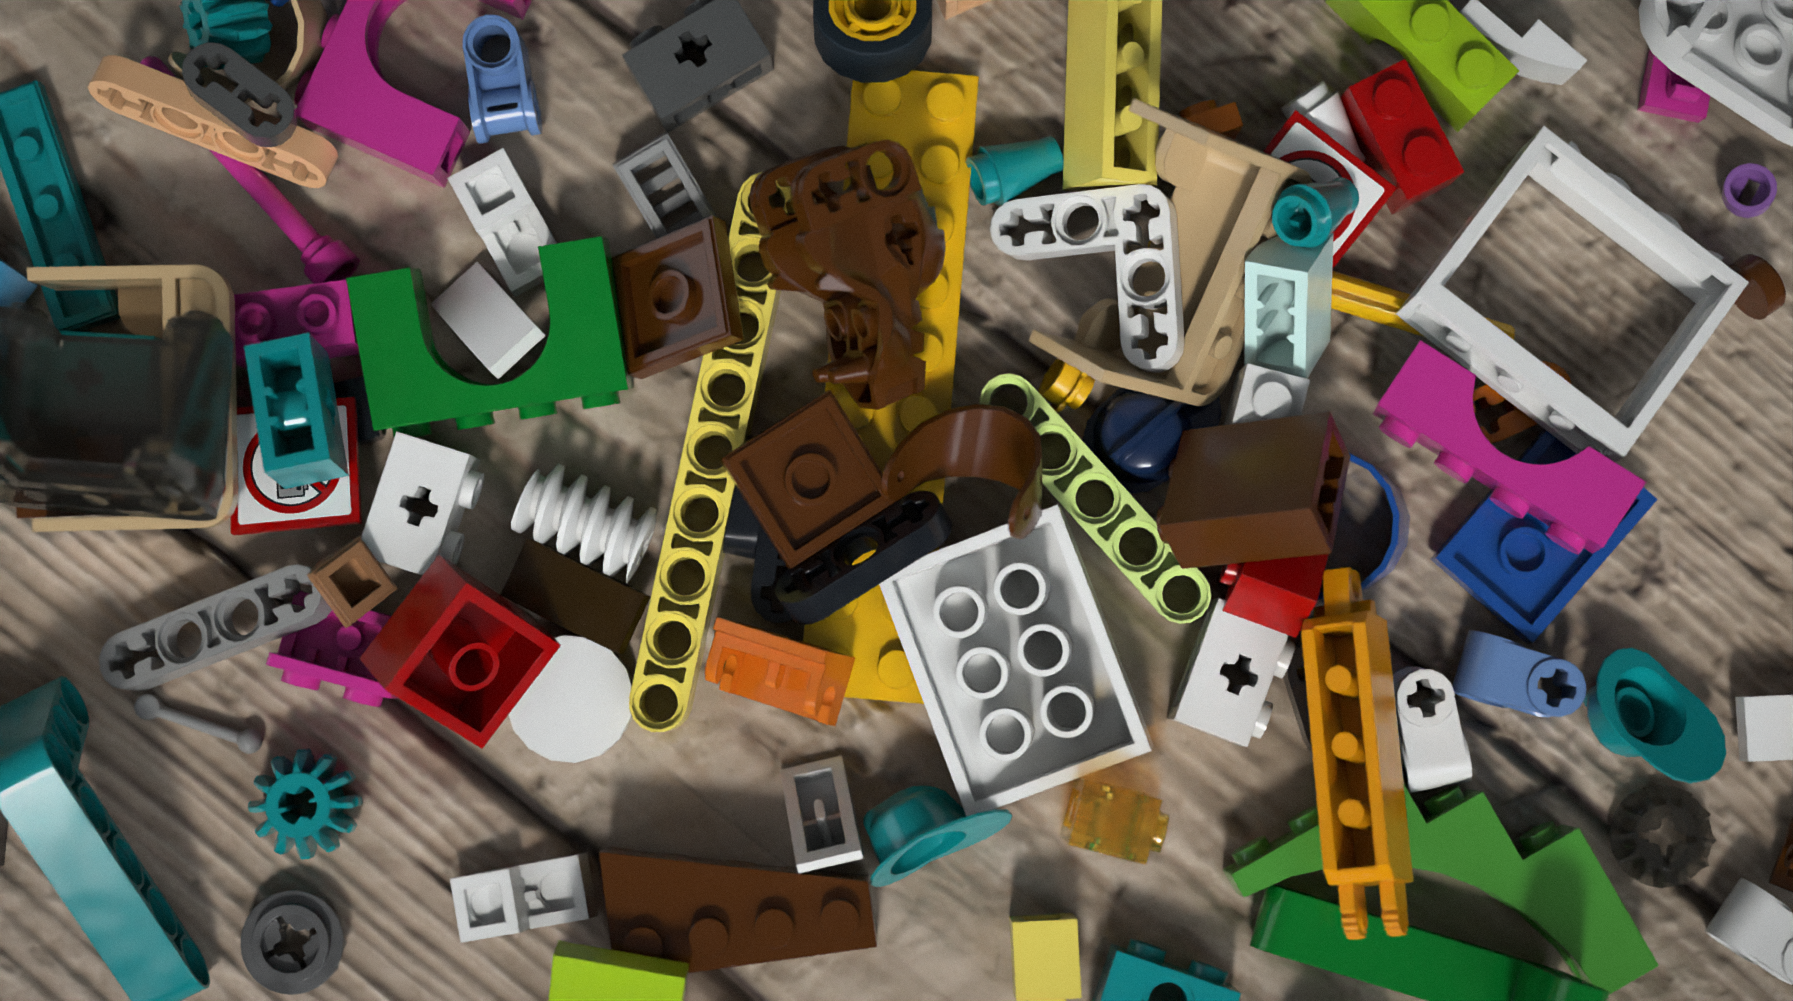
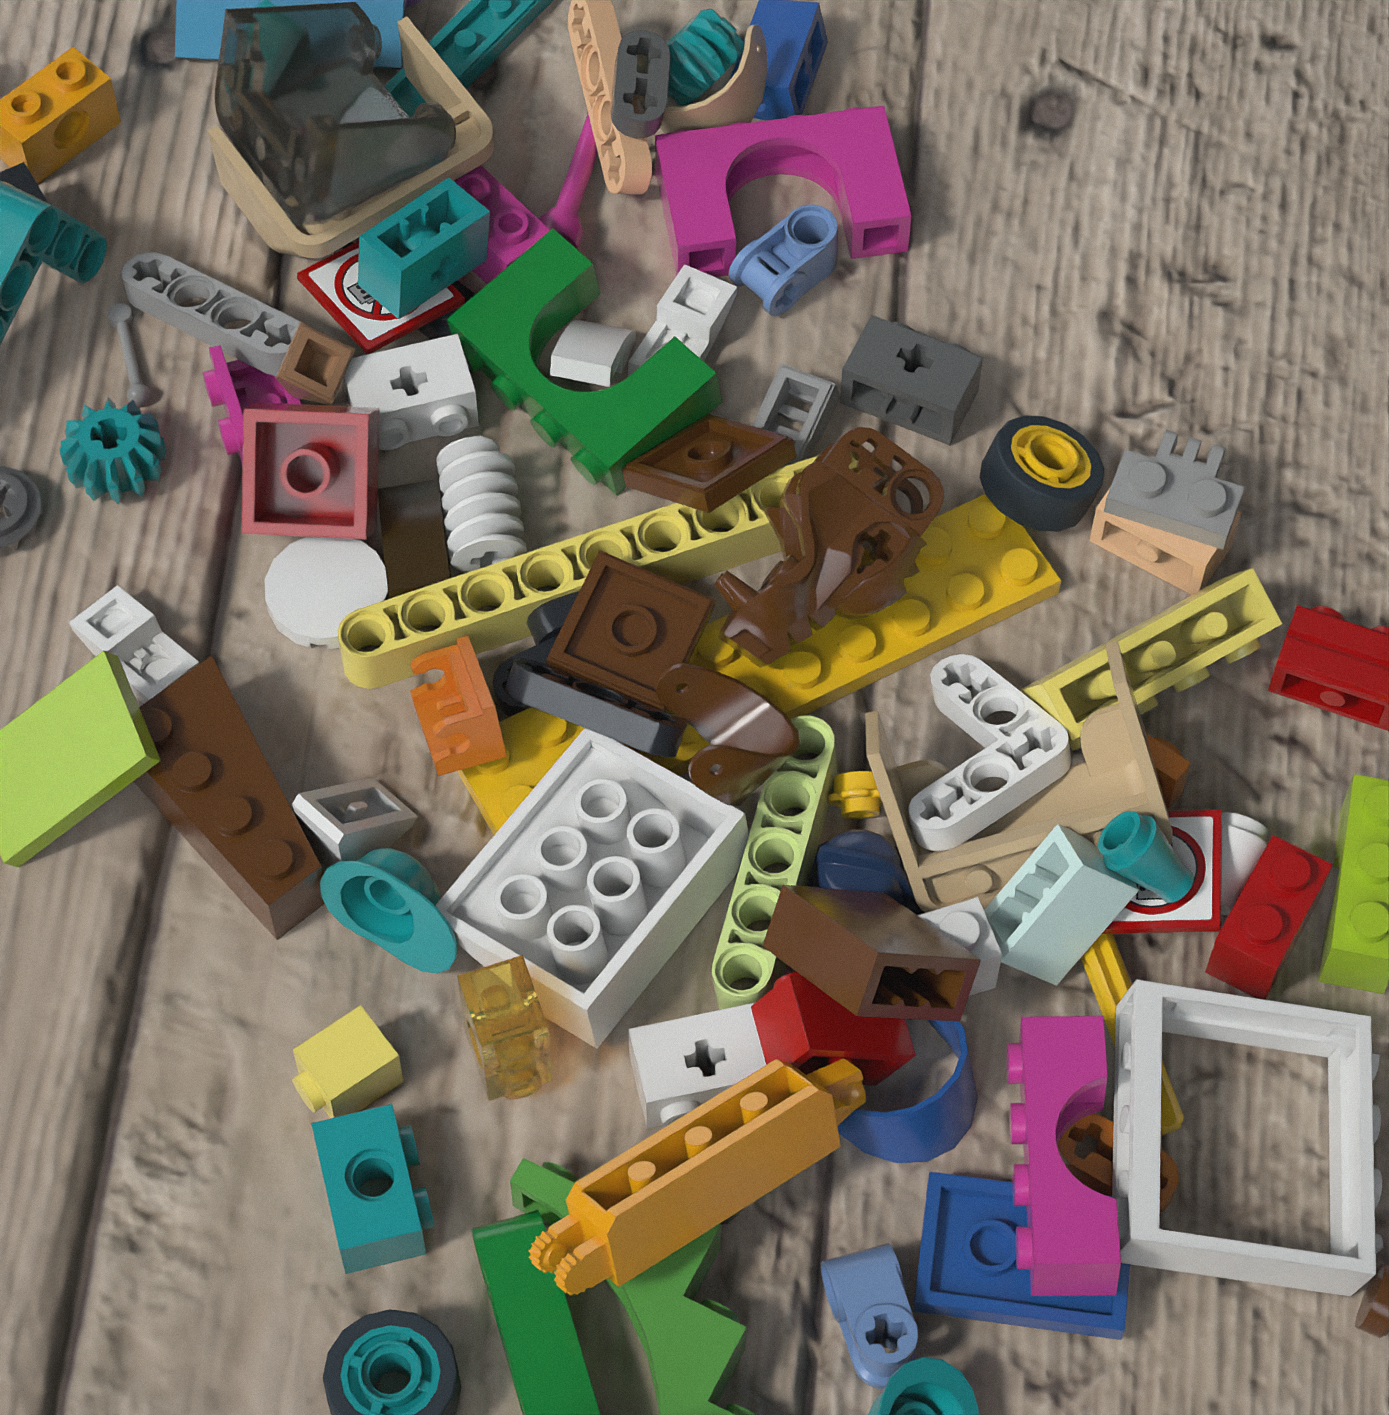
camera: 55 degrees right, 25 degrees down
(1010, 169) = (1005, 647): teal cone -> none
(1430, 739) = (760, 1269): white piece -> none

